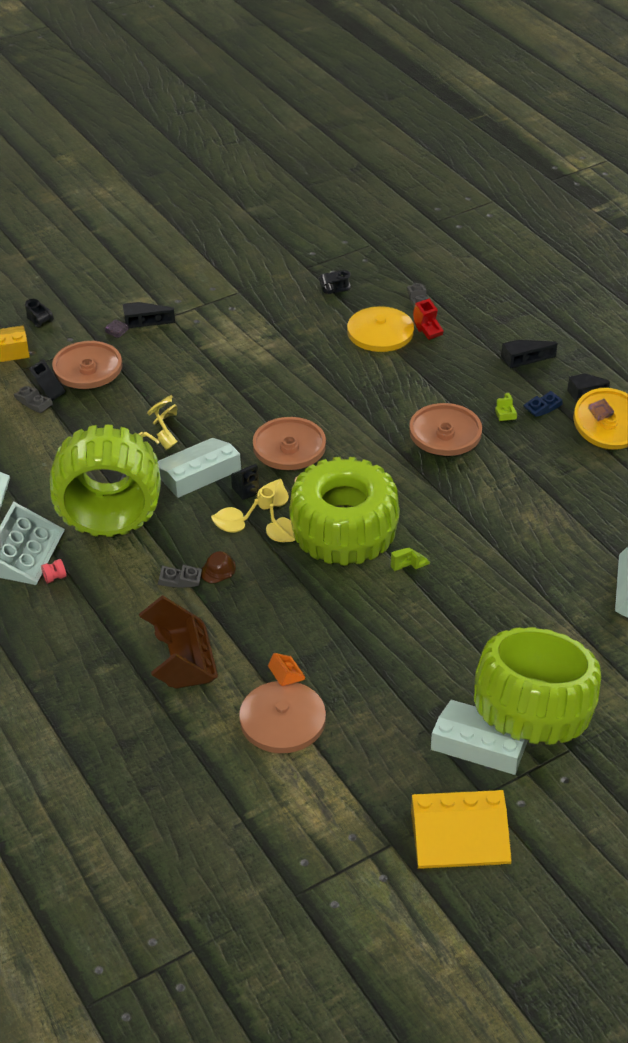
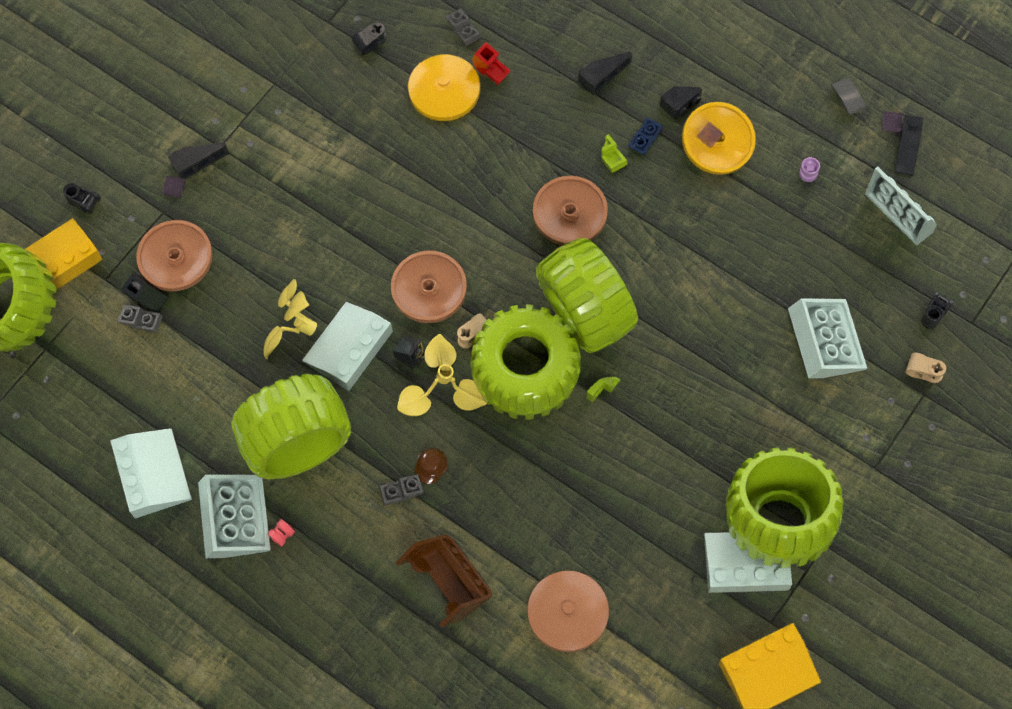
camera: 20 degrees left, 25 degrees up
(285, 669) = (549, 561): orange slope -> none
(425, 469) = (587, 294): none -> lime tyre

